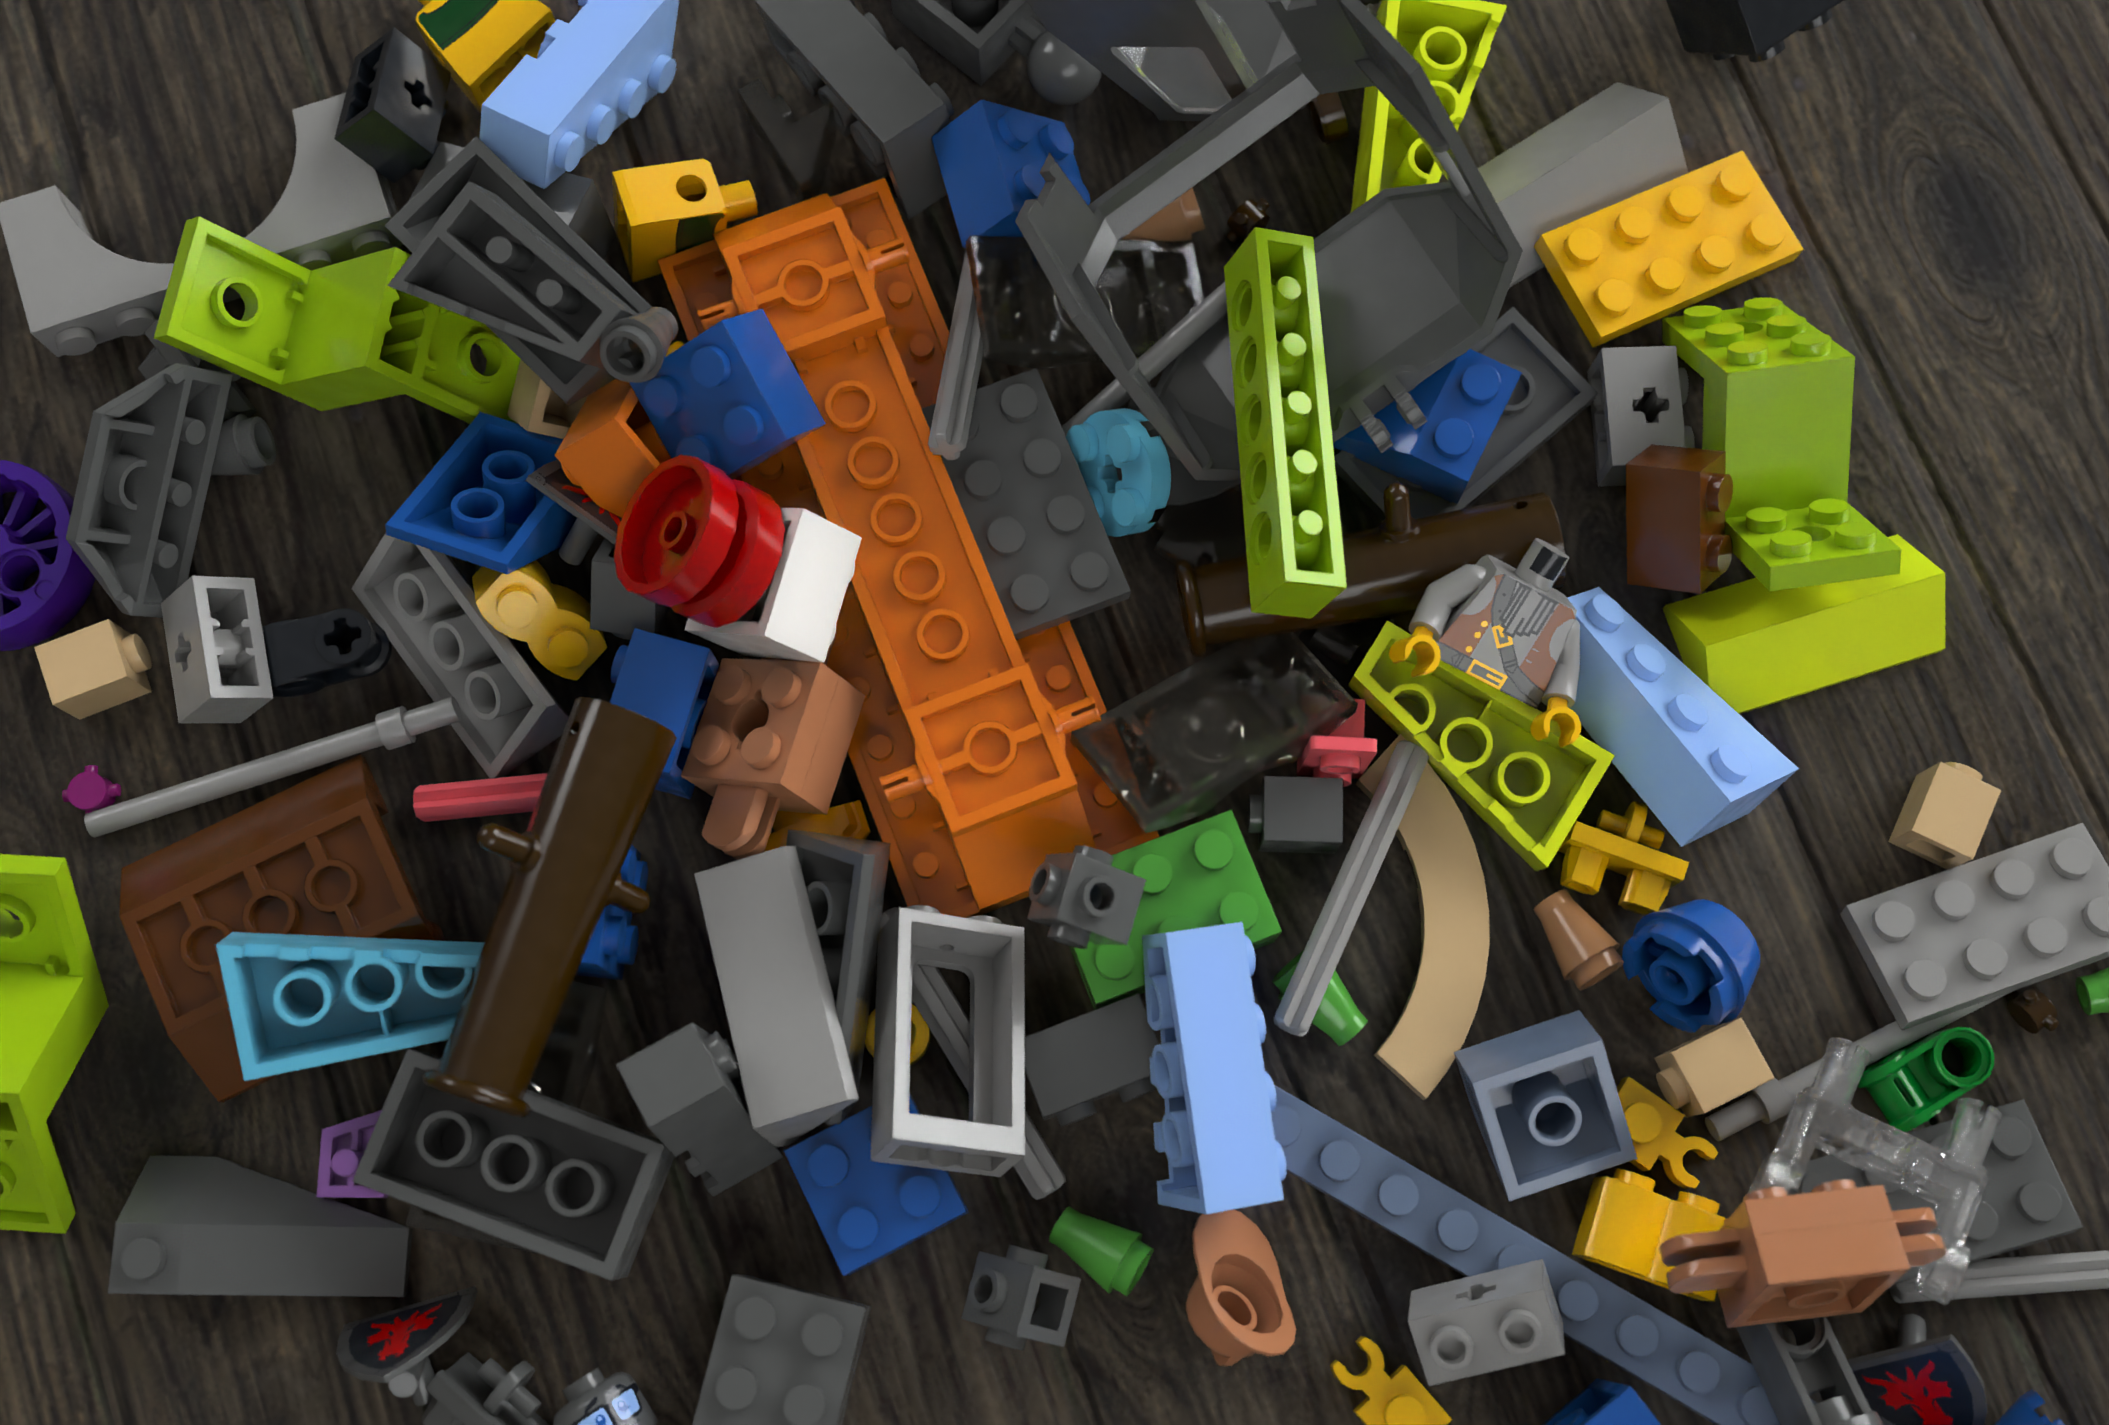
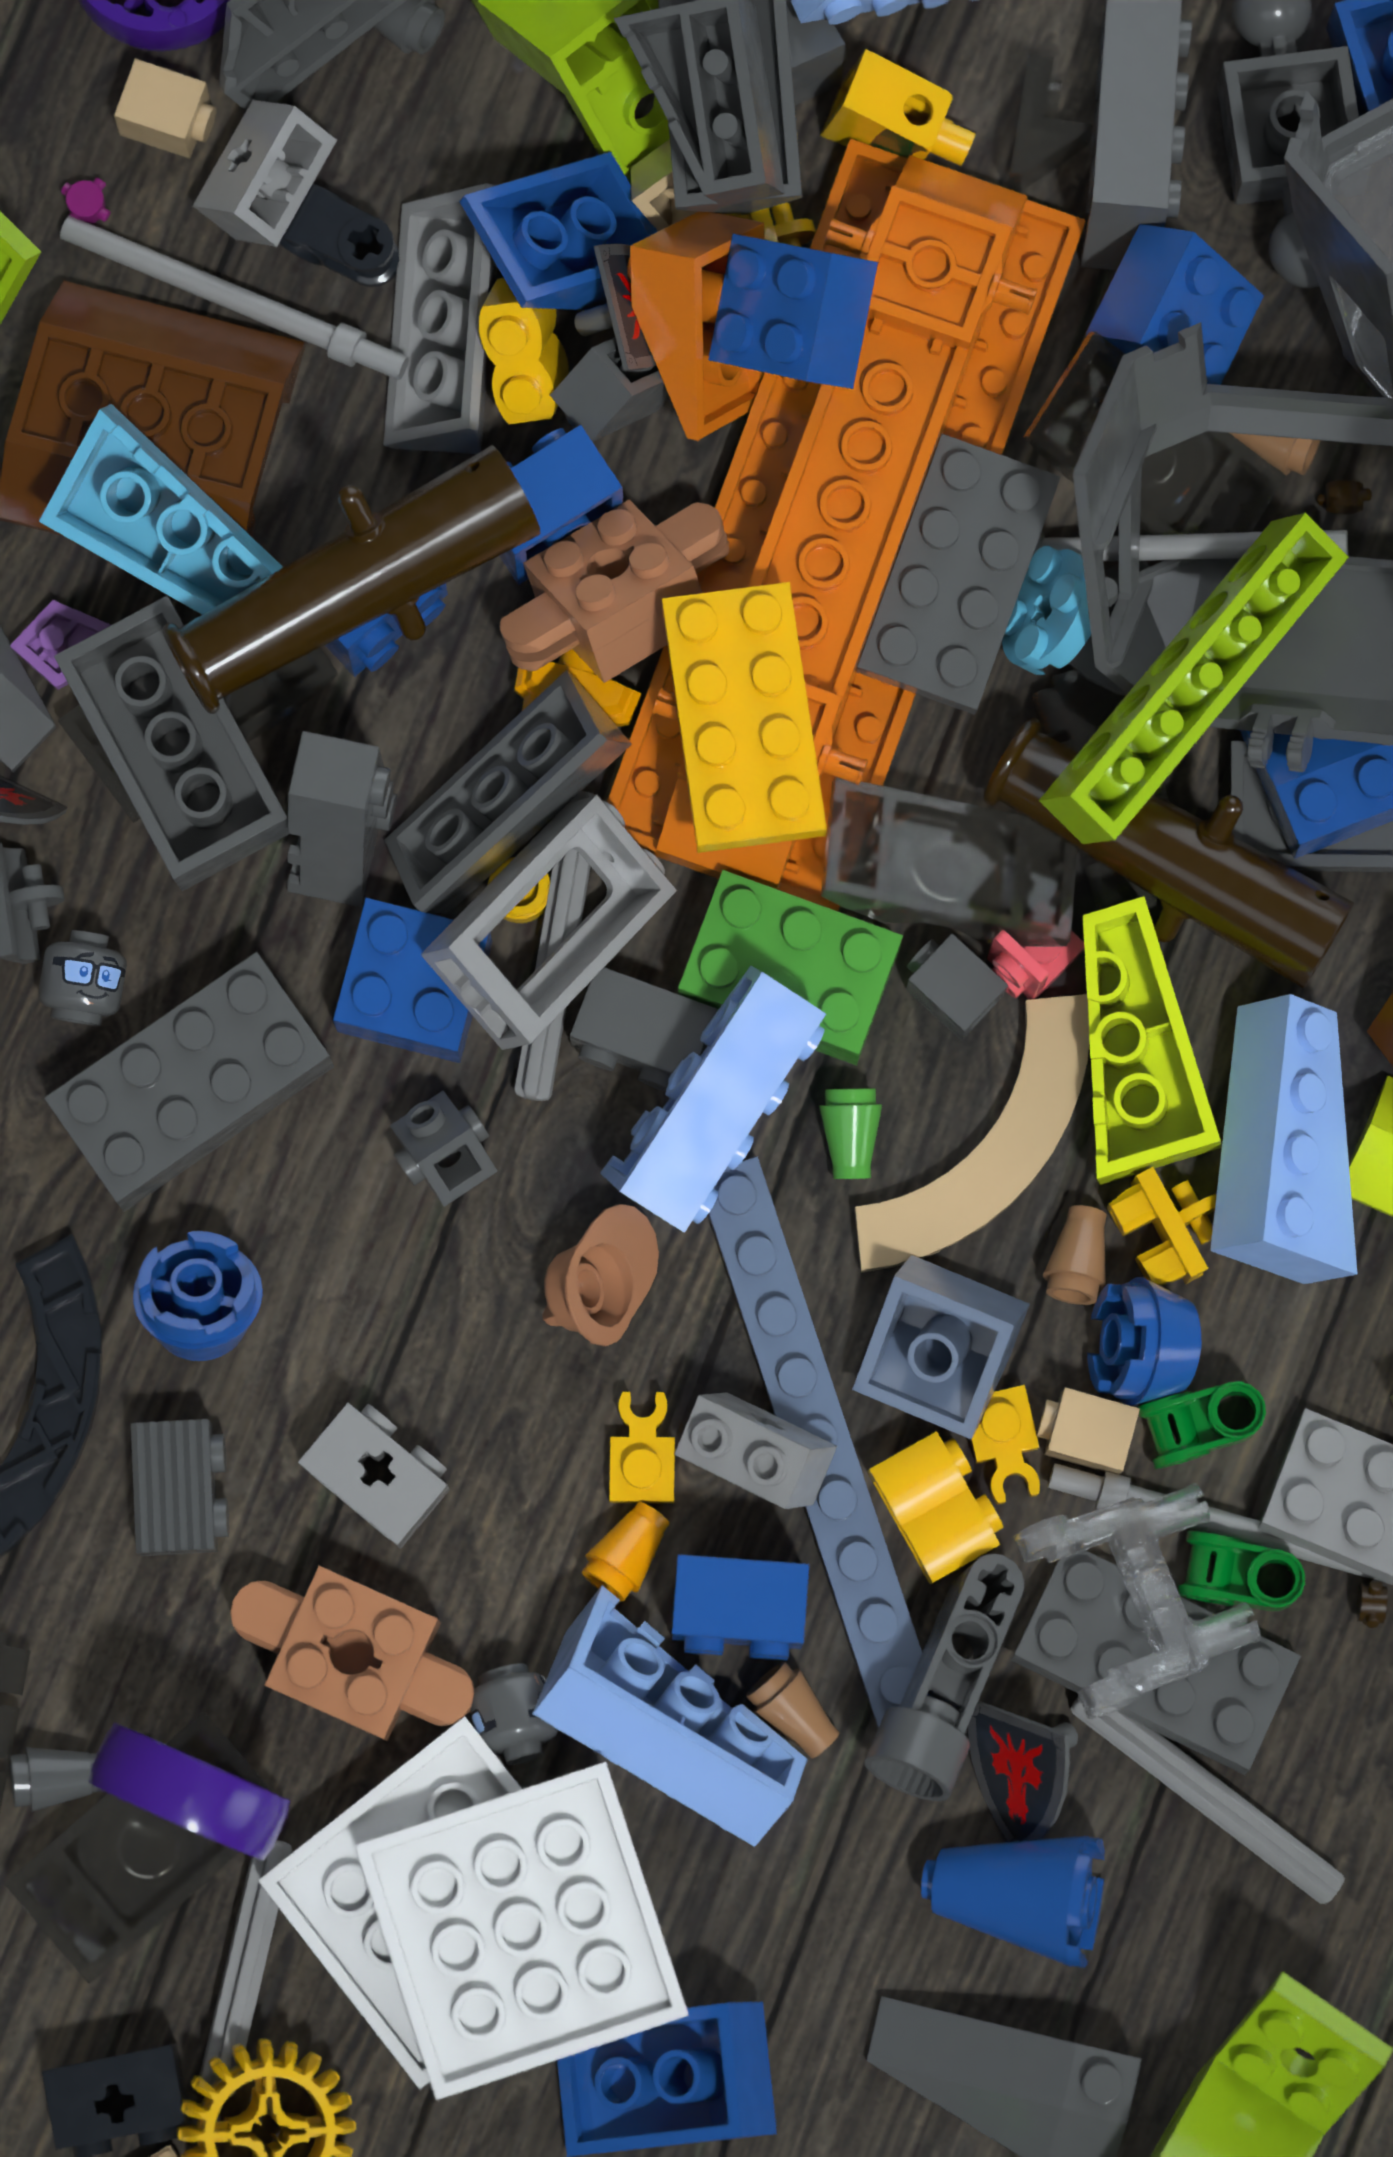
camera: 40 degrees right, 5 degrees up
(478, 797) = (366, 451): coral axle -> none
(637, 345) = (758, 217): dark grey cone -> none
(699, 541) = (677, 404): red wheel -> none
(776, 994) = (455, 779): light grey slope -> none
(802, 601) = (709, 478): white brick -> none
(958, 376) = (988, 435): light grey axle -> none
(967, 744) = (743, 717): none -> yellow plate
(1085, 898) = (731, 901): dark grey brick -> none
(1102, 1249) = (532, 1172): bright green cone -> none
(1350, 889) = (942, 1069): light grey axle -> none
(1506, 632) = (1219, 977): torso -> none
(1783, 995) = (1198, 1422): none -> green piece
(1803, 1253) = (1012, 1584): nougat brick -> none

